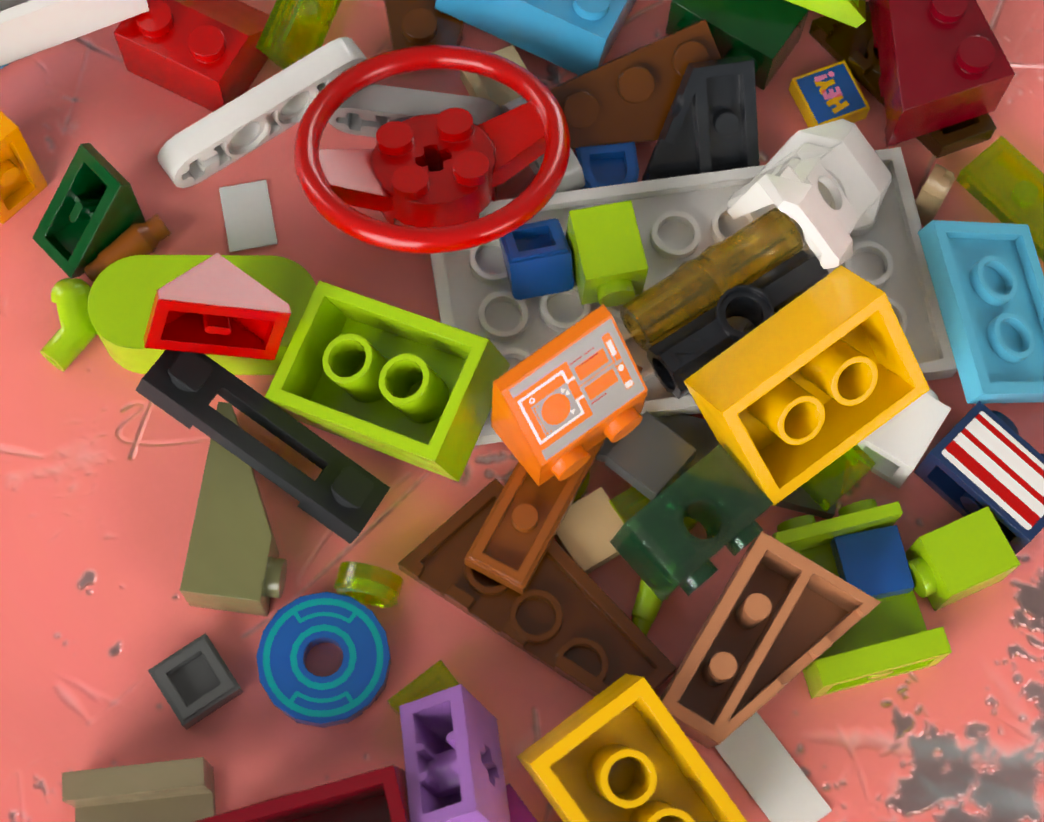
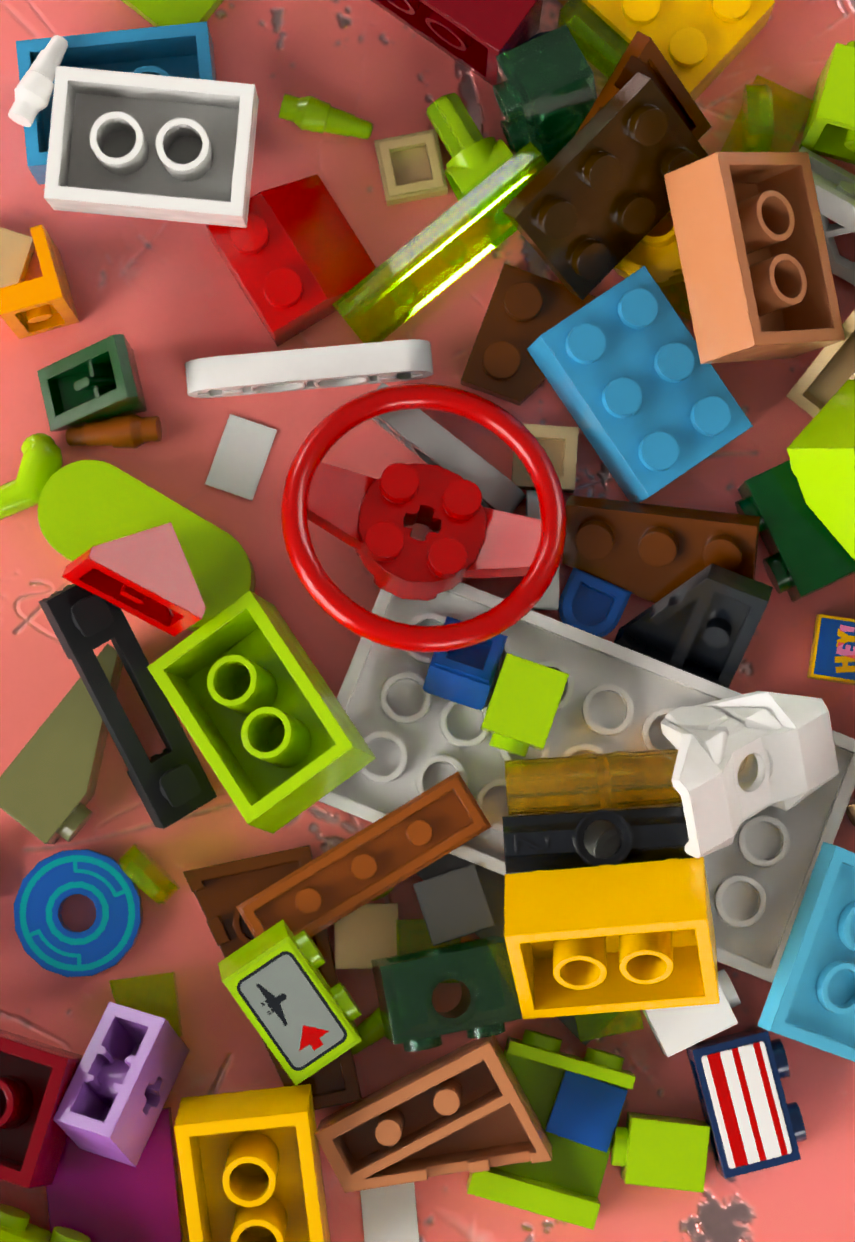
camera: 35 degrees right, 15 degrees up
(565, 602) = (291, 1001): none -> brick
(569, 398) = (394, 838): orange slope -> none

